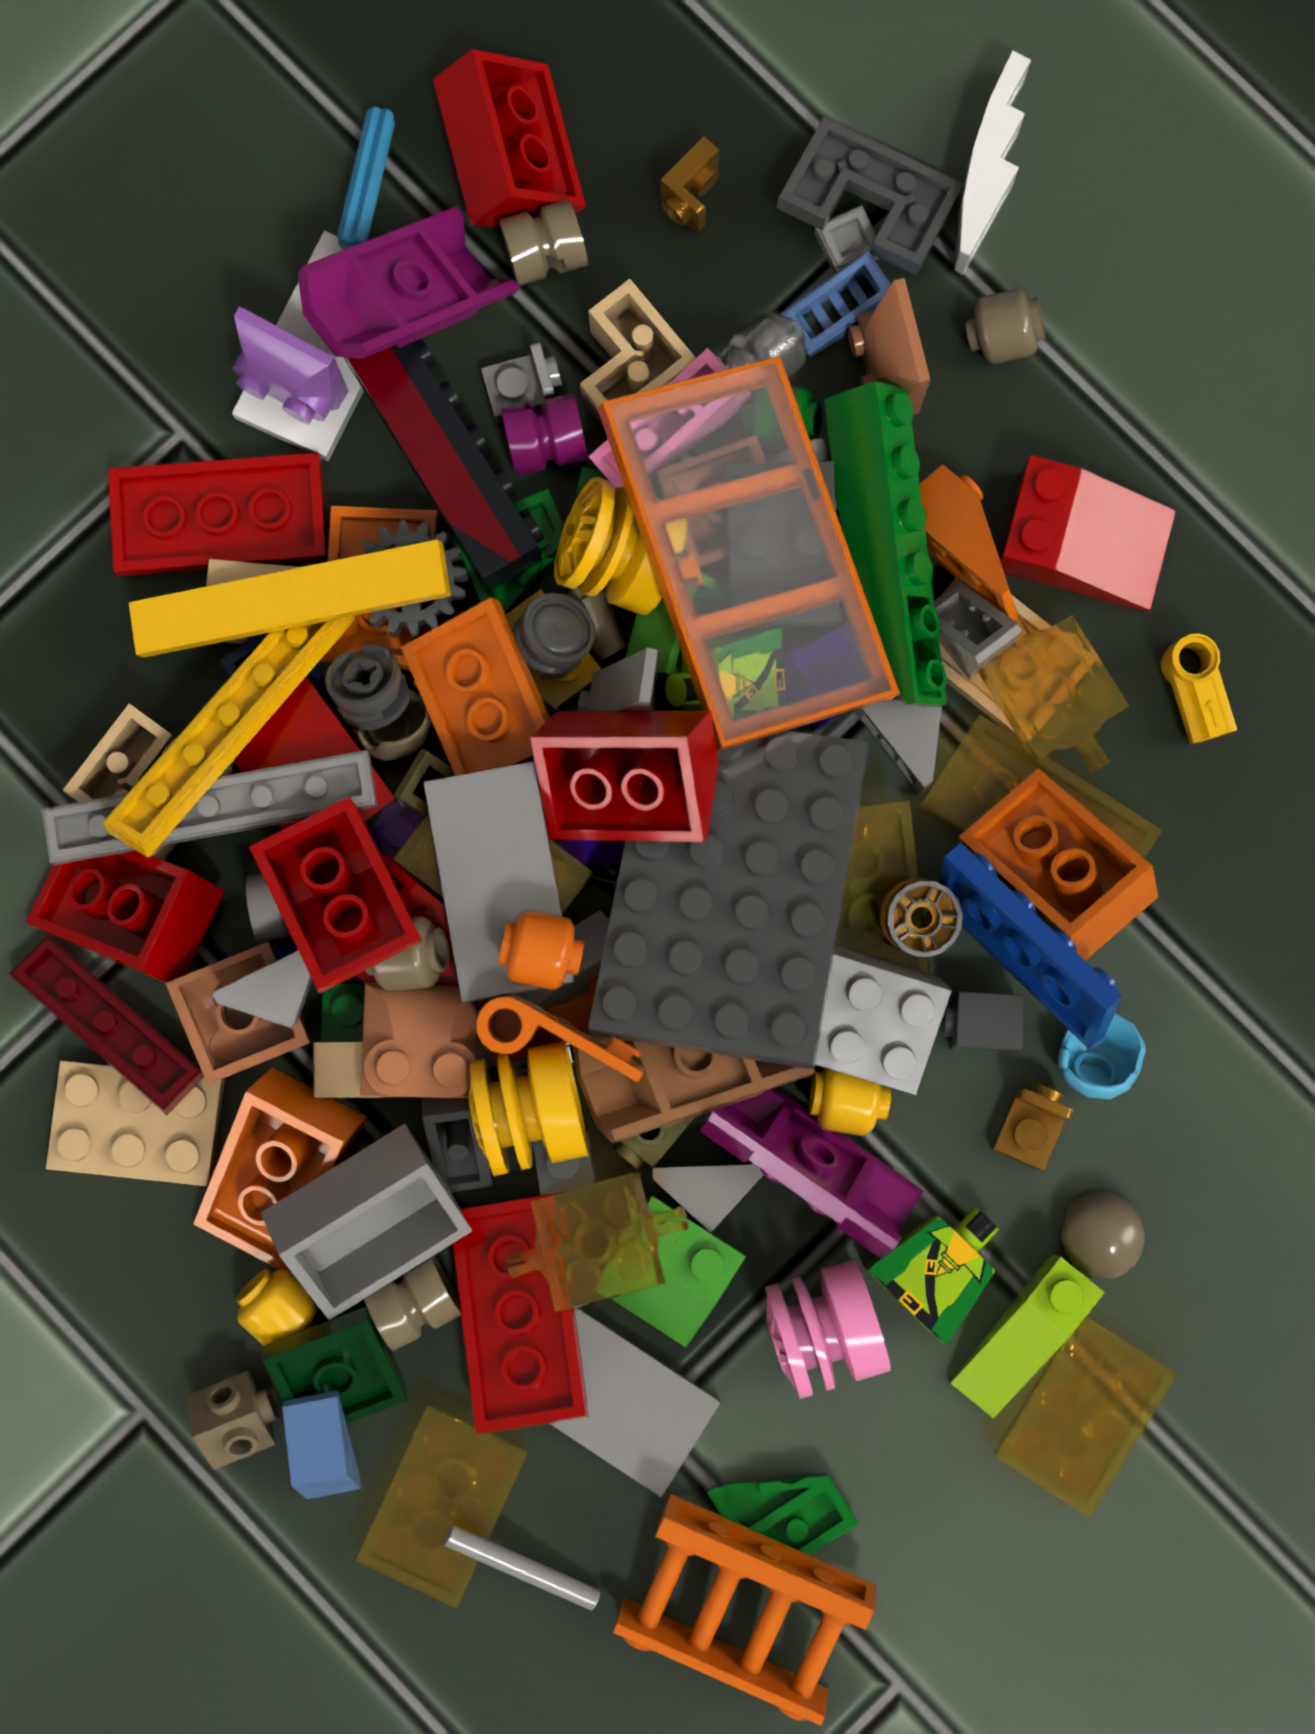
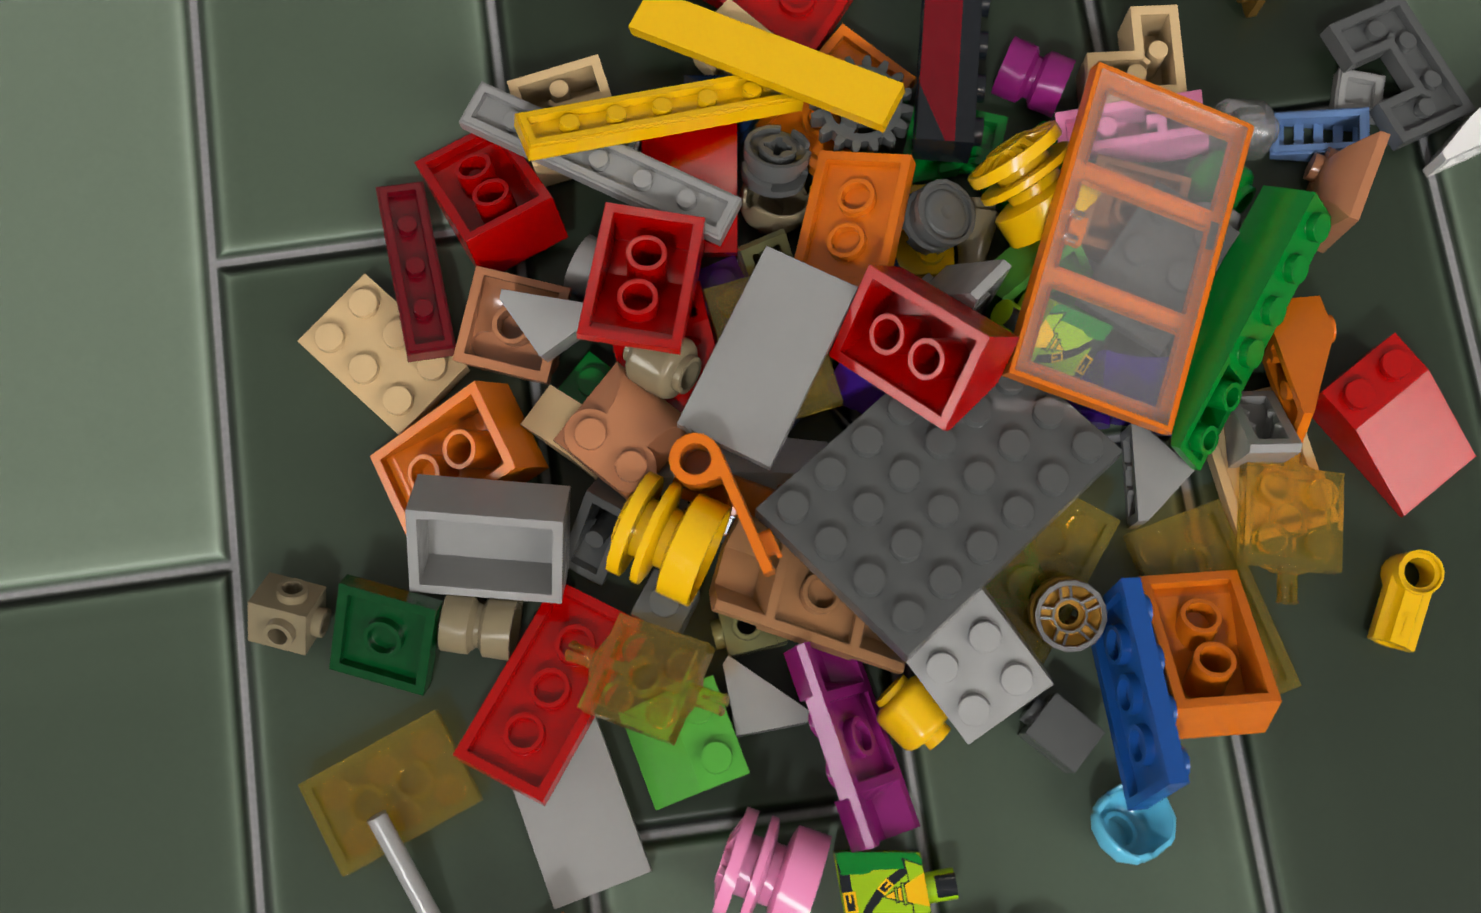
camera: 35 degrees right, 5 degrees down
(275, 1306) = (379, 555): yellow head -> none
(319, 1446) = (334, 680): medium blue slope -> none
(521, 381) = (1044, 30): light grey bracket -> none
(540, 949) = (762, 422): orange head -> none
(1006, 326) = (1437, 232): dark tan head -> none
(1032, 1125) = (1040, 838): pearl gold bracket -> none

